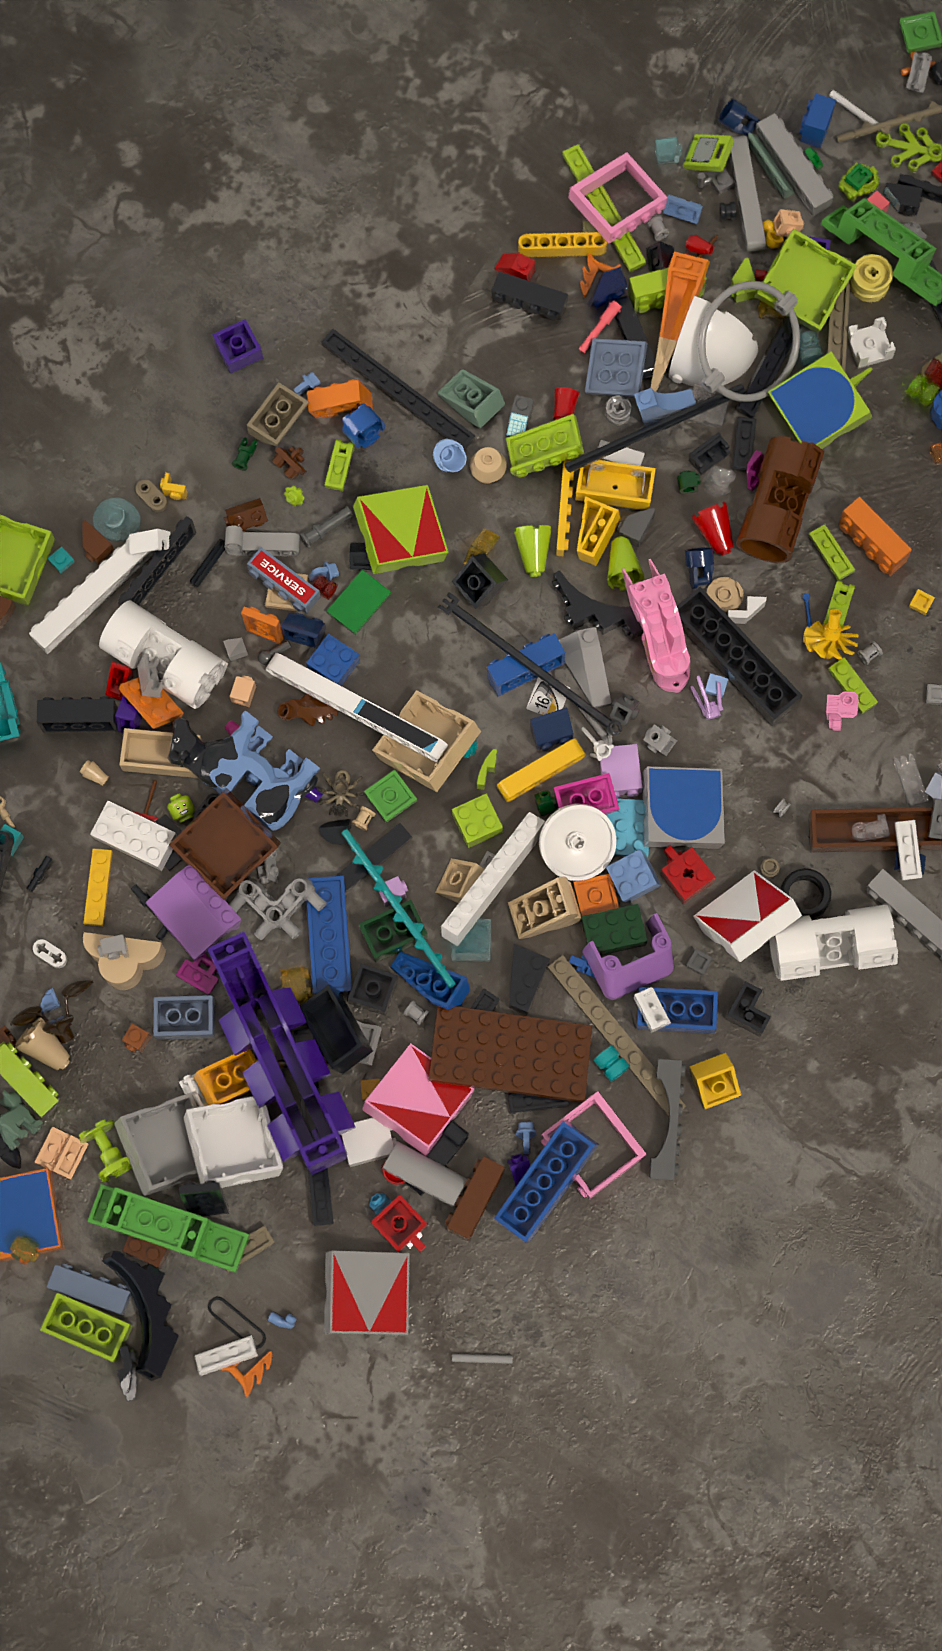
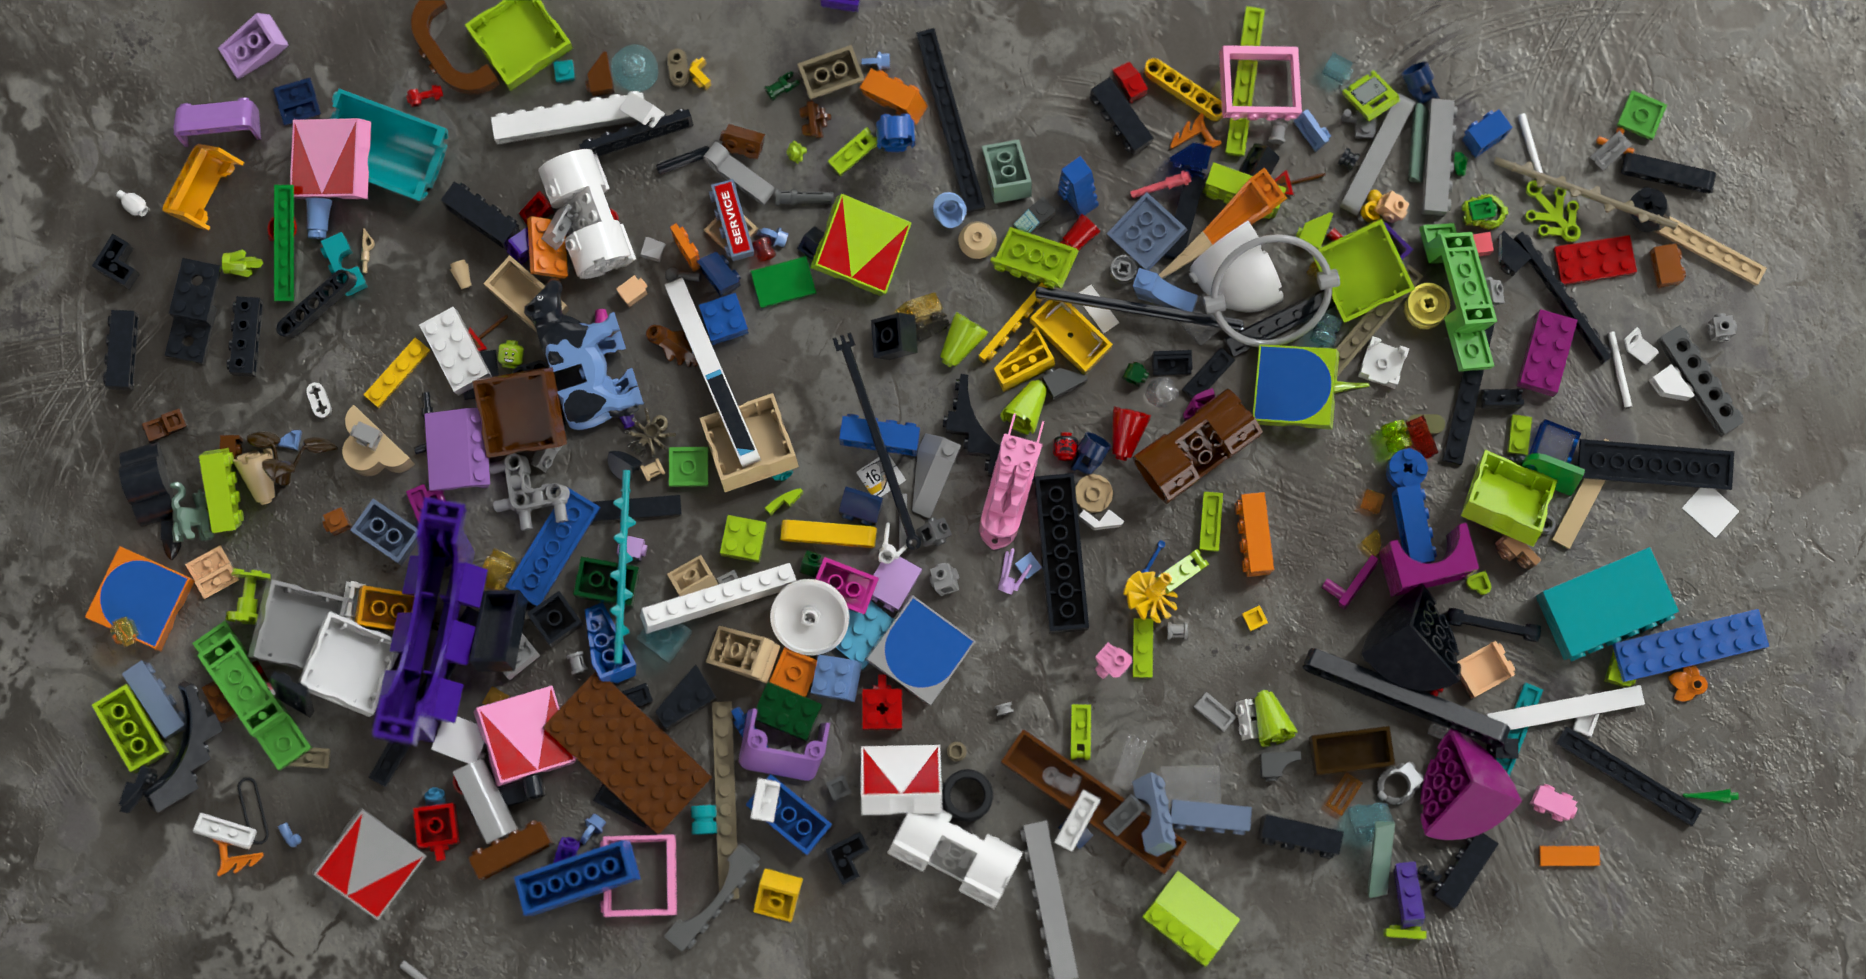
camera: 30 degrees right, 5 degrees up
(39, 873) = (357, 327): black bar -> none
(502, 549) = (935, 322): none -> clear smoke hinge
(537, 367) = (1078, 187): none -> blue wedge
(677, 574) = (1065, 447): none -> head
(698, 245) = (1300, 172): red cone -> none
(854, 783) = (1080, 731): none -> lime plate

